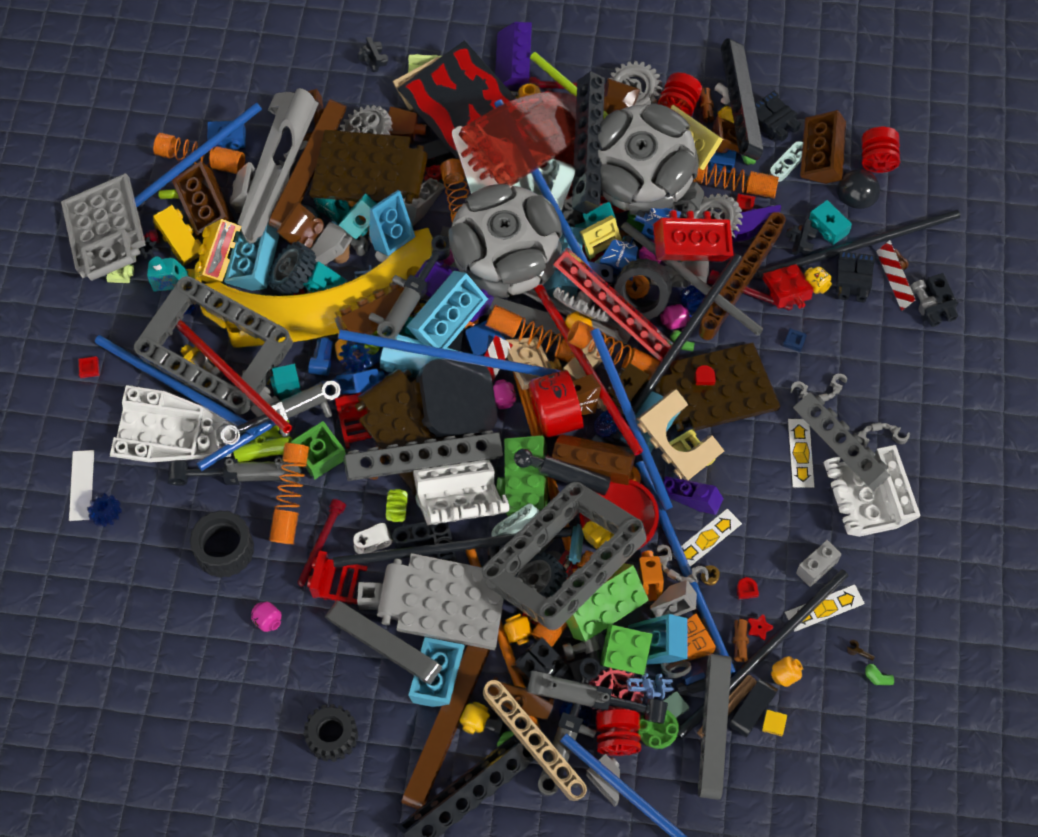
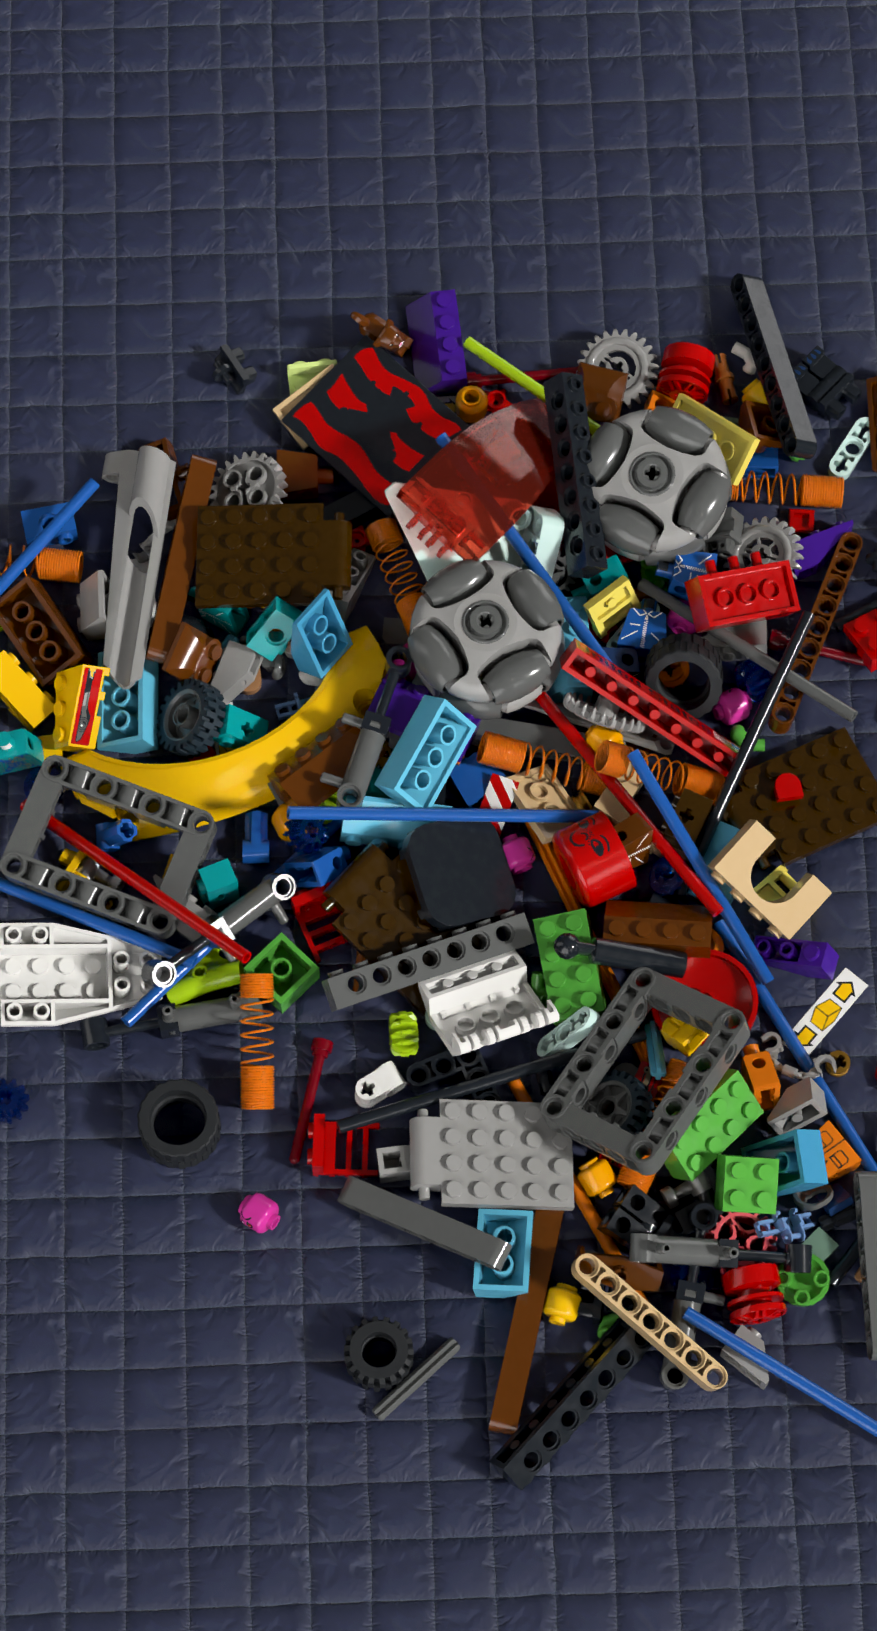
camera: 10 degrees left, 5 degrees up
(221, 339) = (114, 834): none -> blue piece
(355, 756) = (416, 1379): none -> dark grey axle
(477, 42) = (383, 332): none -> reddish brown animal

